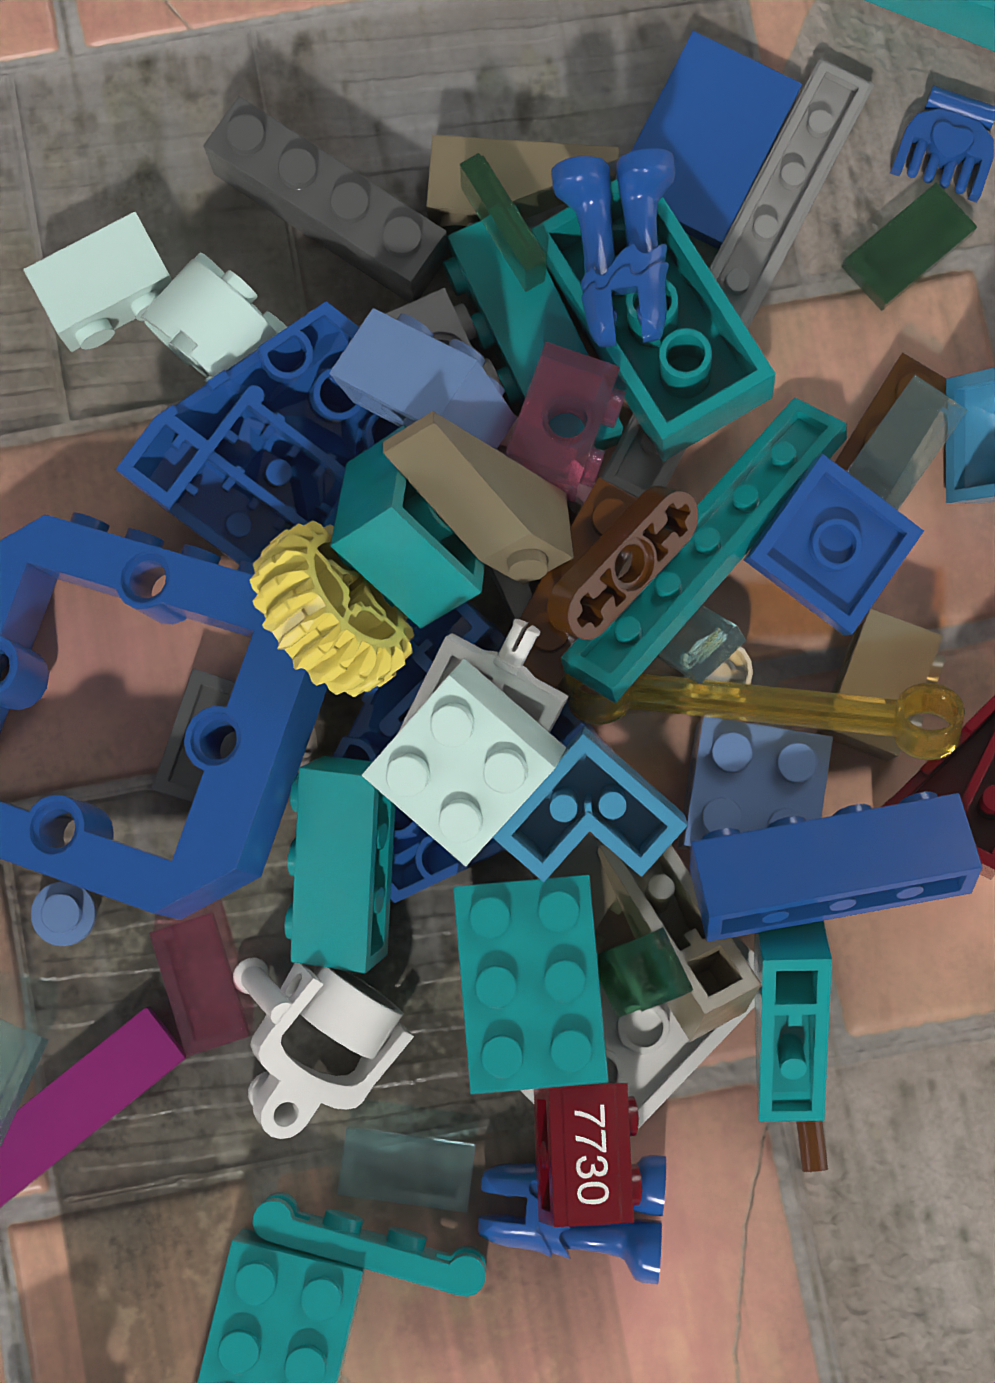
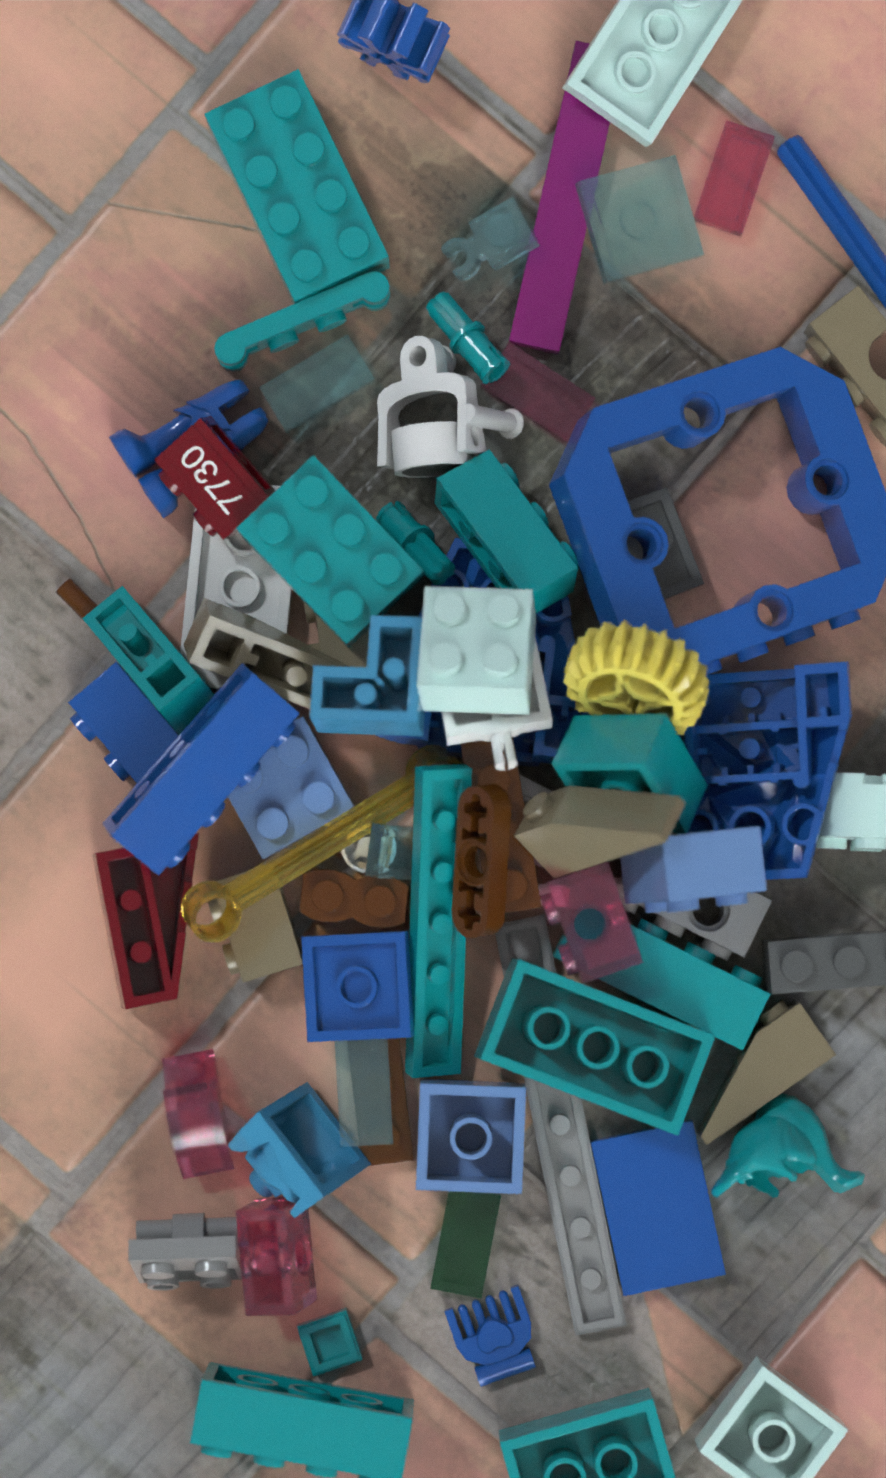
camera: 140 degrees right, 5 degrees up
(63, 914) = (658, 365): medium blue plate -> none
(110, 1168) = (498, 237): none -> clear light blue plate
(223, 1093) = (467, 338): none -> teal axle
(436, 930) = (416, 541): none -> teal axle
(503, 221) = (737, 1026): clear green tile -> none
(554, 103) = (780, 1144): none -> teal piece
(640, 267) = (619, 1059): blue piece -> none
(642, 973) = (267, 612): clear green slope -> none
(781, 645) = (337, 896): none -> reddish brown brick
(835, 325) = (471, 1136): none -> medium blue brick
(868, 980) = (123, 721): none -> blue brick

